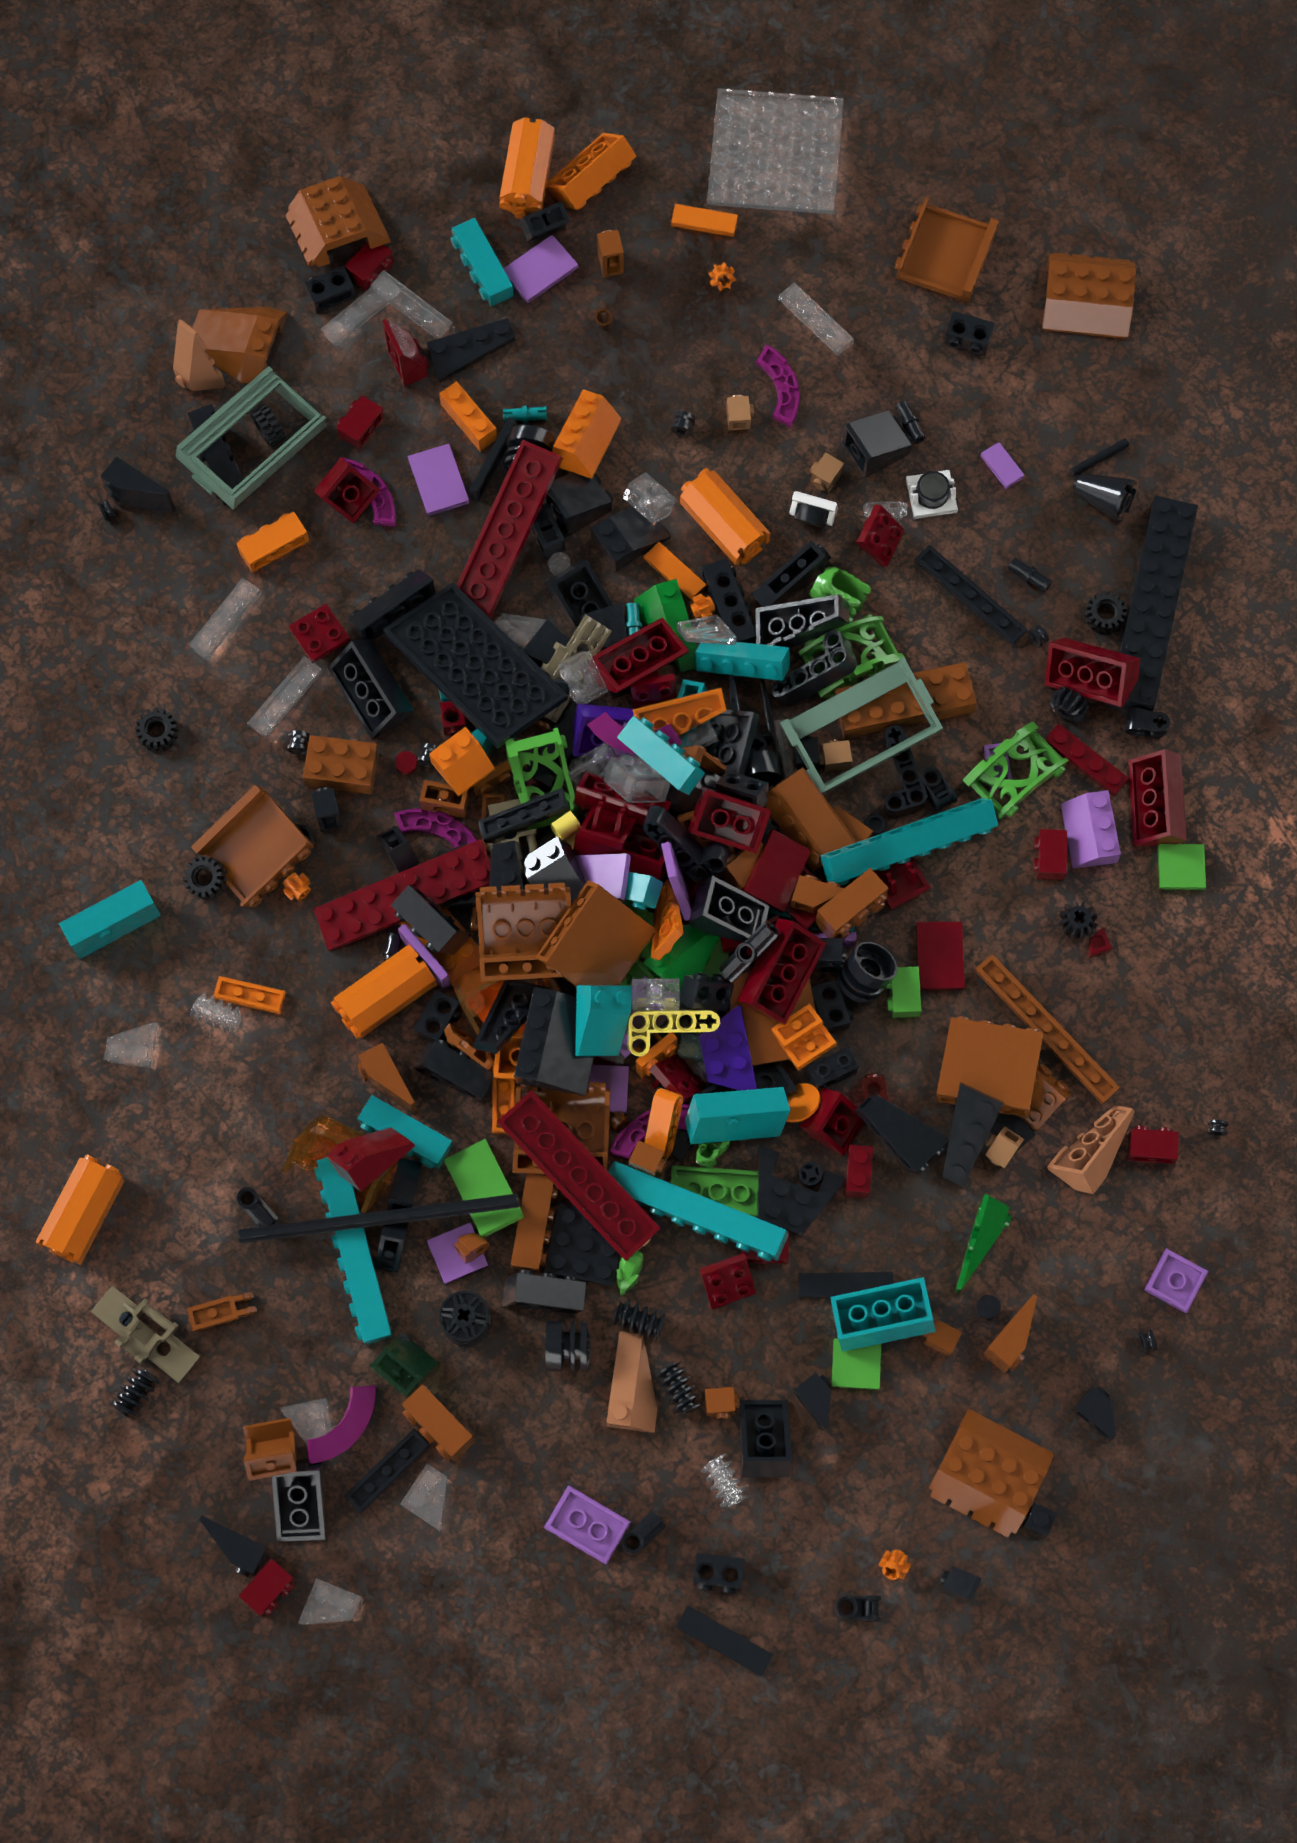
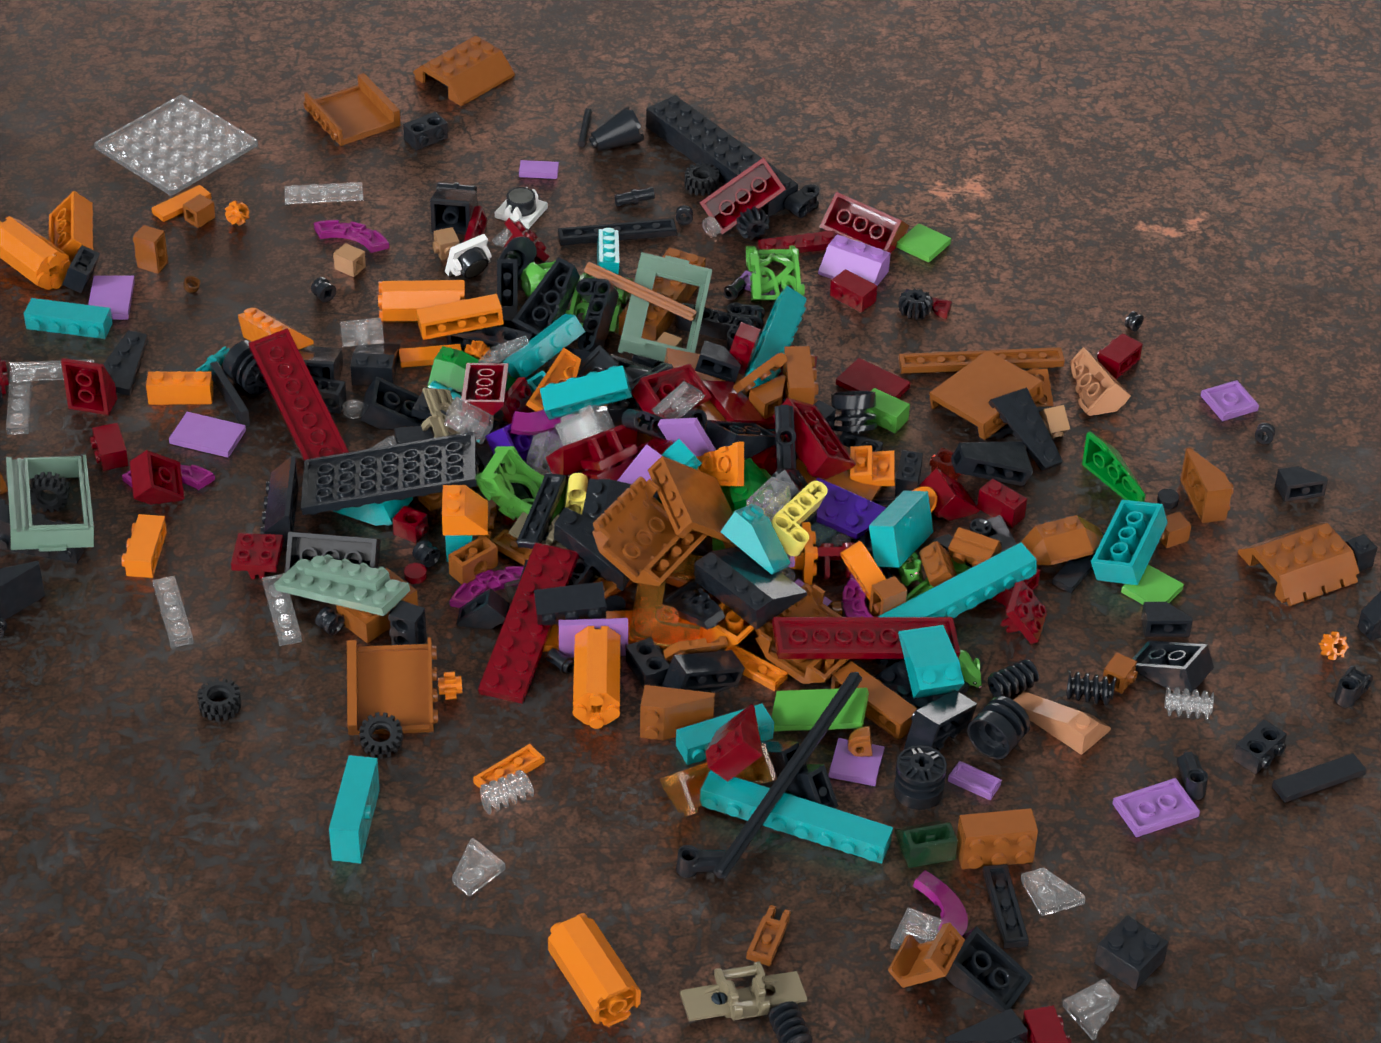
camera: 55 degrees left, 30 degrees down
(324, 729) = (343, 584): none -> sand green plate
(400, 1602) = (1131, 952): none -> black brick
(508, 1360) = (974, 780): none -> medium lavender tile
(590, 1244) = (930, 661): none -> teal slope
(702, 244) = (199, 210): none -> dark orange brick
(702, 841) = (678, 401): none -> clear tile
(719, 565) = (459, 316): none -> orange brick
(721, 1175) = (937, 564): none -> dark orange brick
(762, 1191) = (973, 547): none -> dark orange brick
(815, 821) = (717, 362): none -> black slope
(825, 870) = (761, 372): none -> dark orange hinge
(843, 1257) = (1063, 540): none -> dark orange wedge
(844, 547) = (521, 249): none -> black piece
(846, 831) = (744, 345): none -> dark red brick
(863, 482) = (477, 223): none -> dark red tile
(865, 689) = (641, 291): none -> axle
(910, 620) = (608, 249): none -> brick
(970, 751) = (731, 291): none -> black pin
(1041, 670) = (711, 226): none -> clear tile

